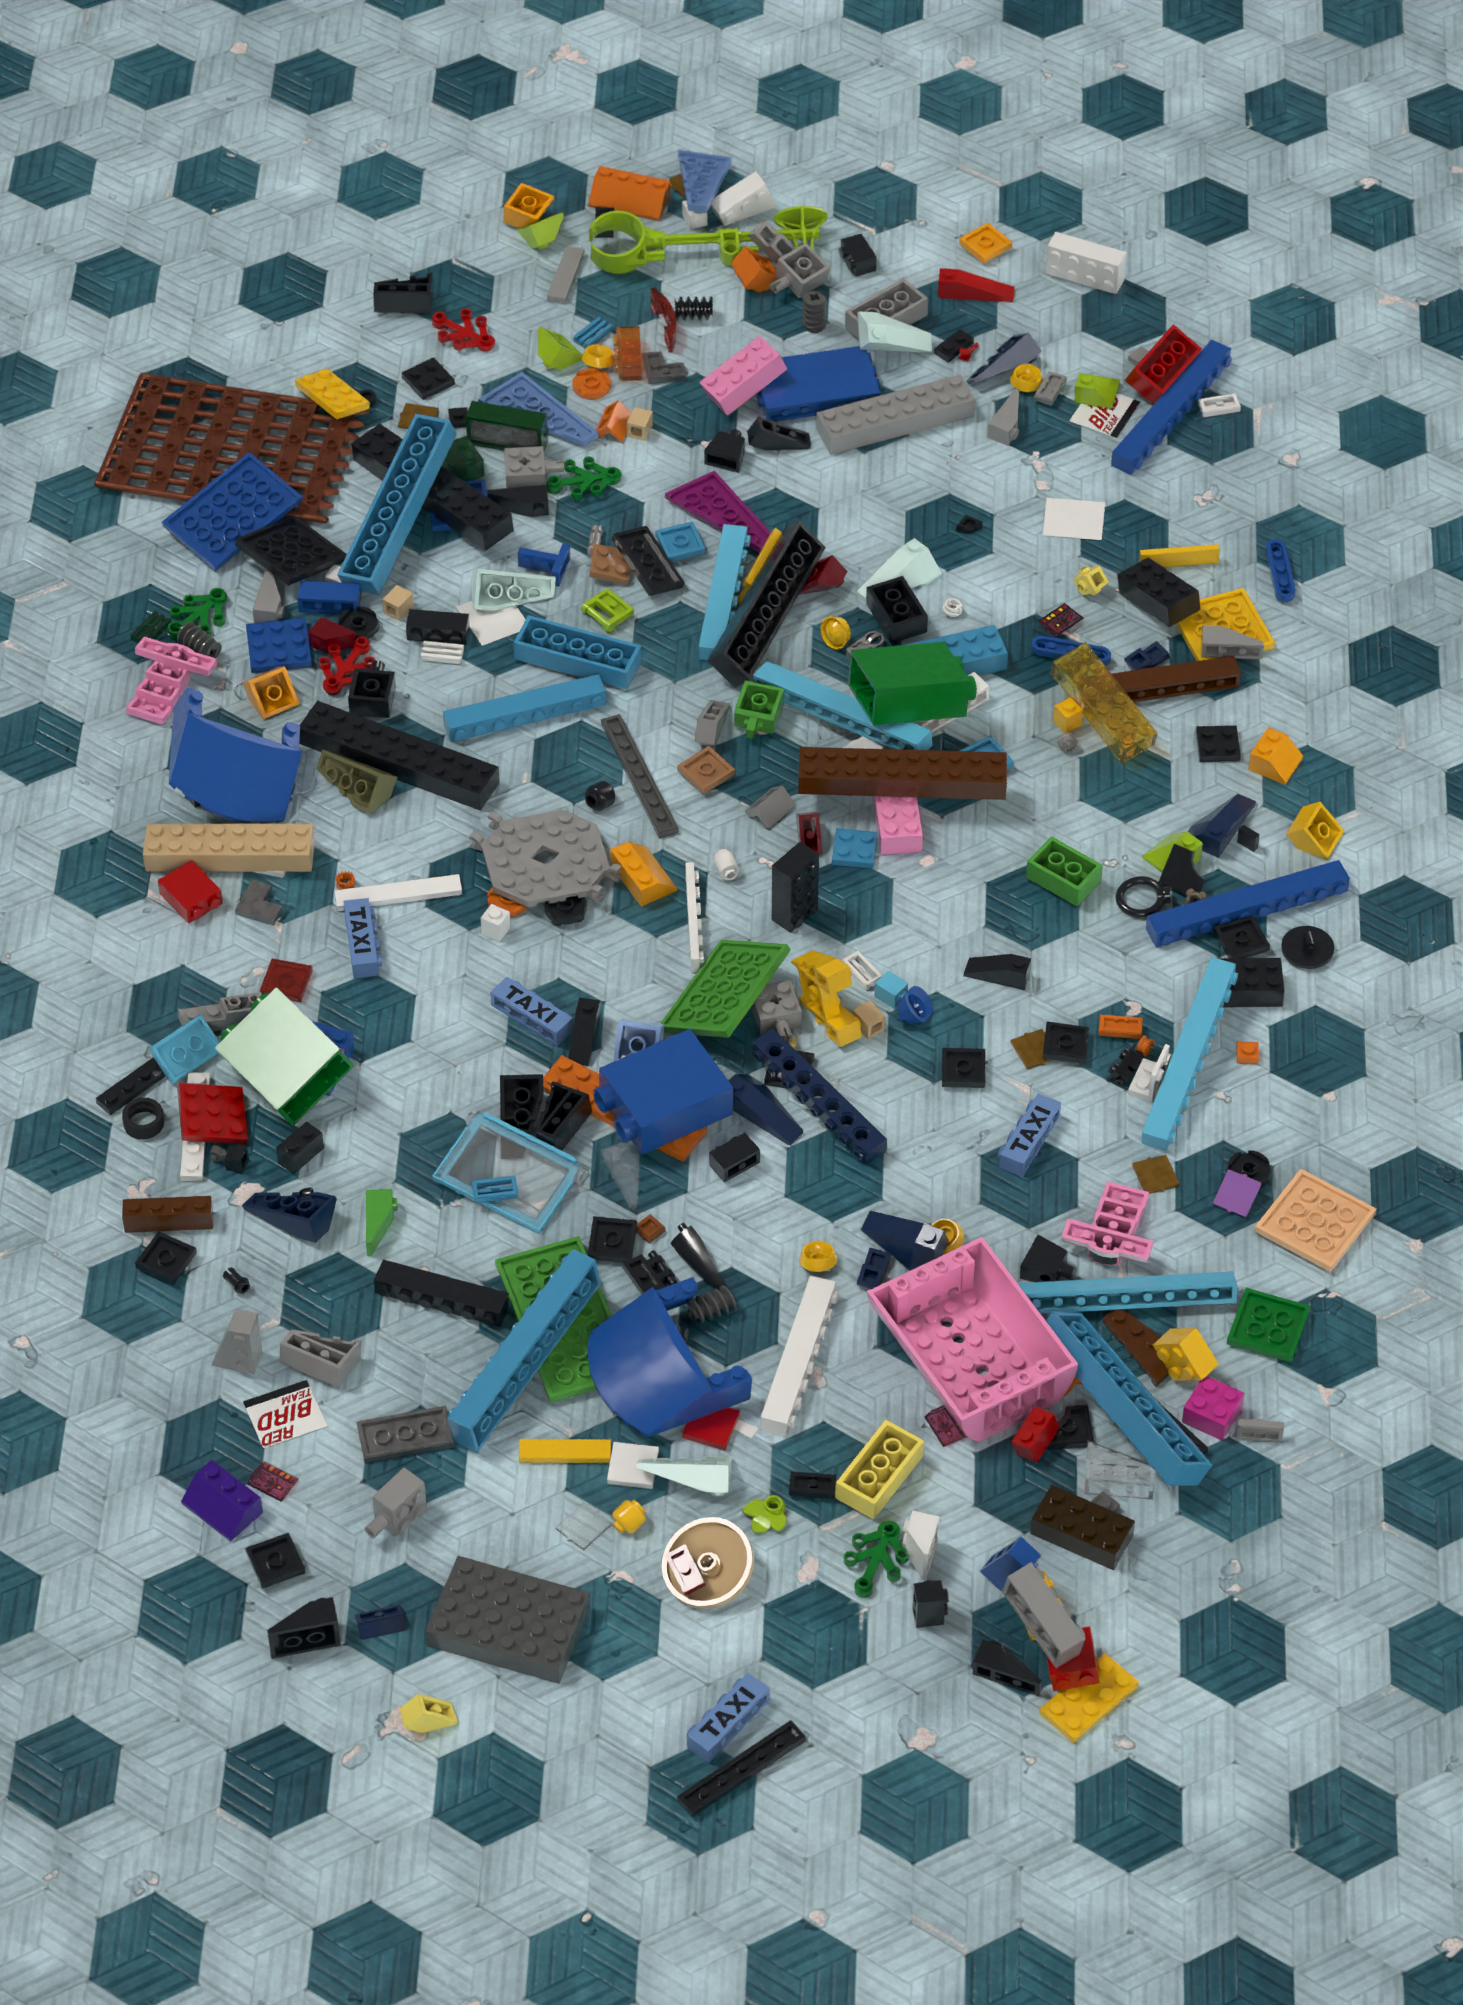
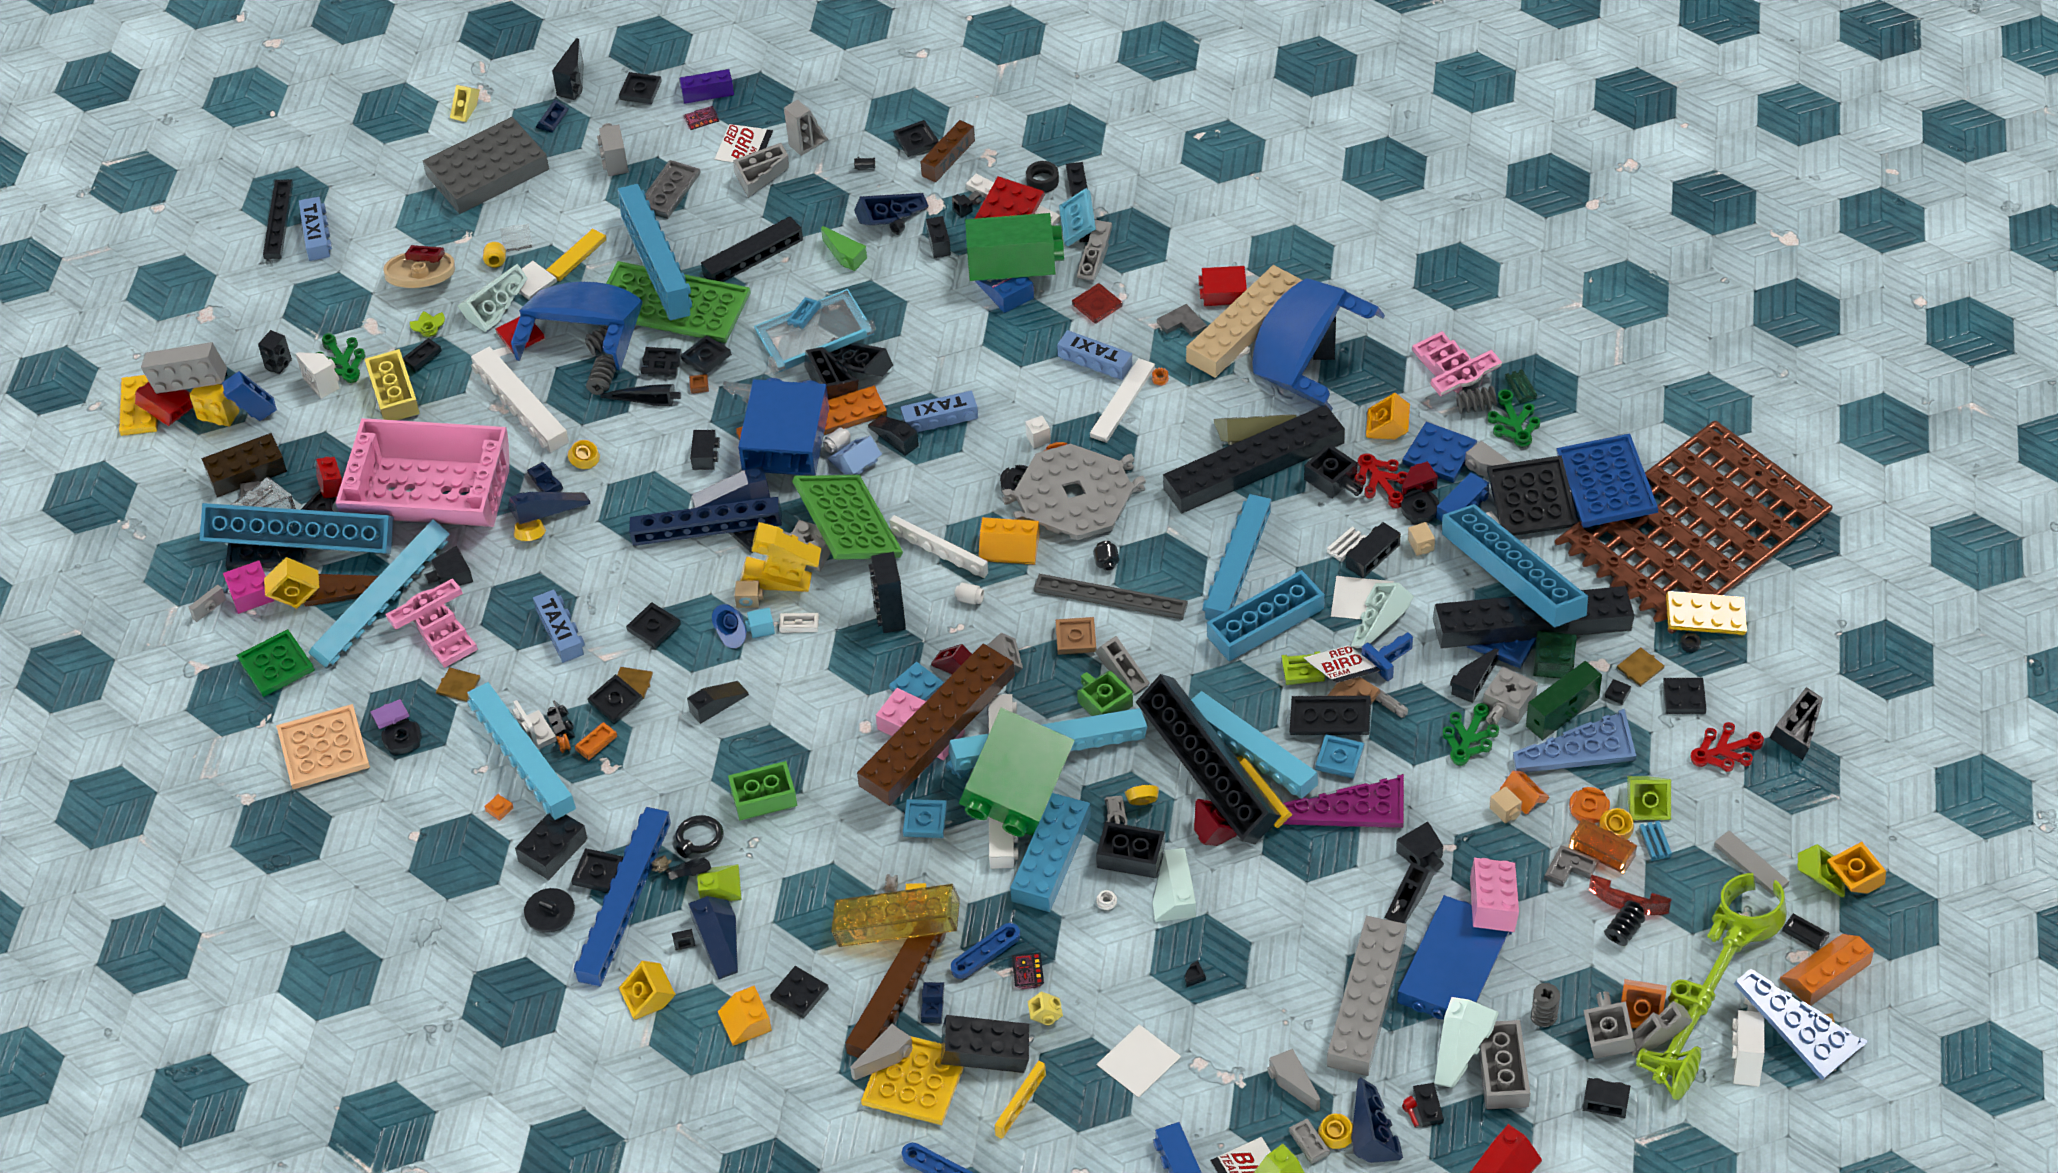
camera: 130 degrees right, 0 degrees up
(587, 579) = (1342, 664): none -> sticker

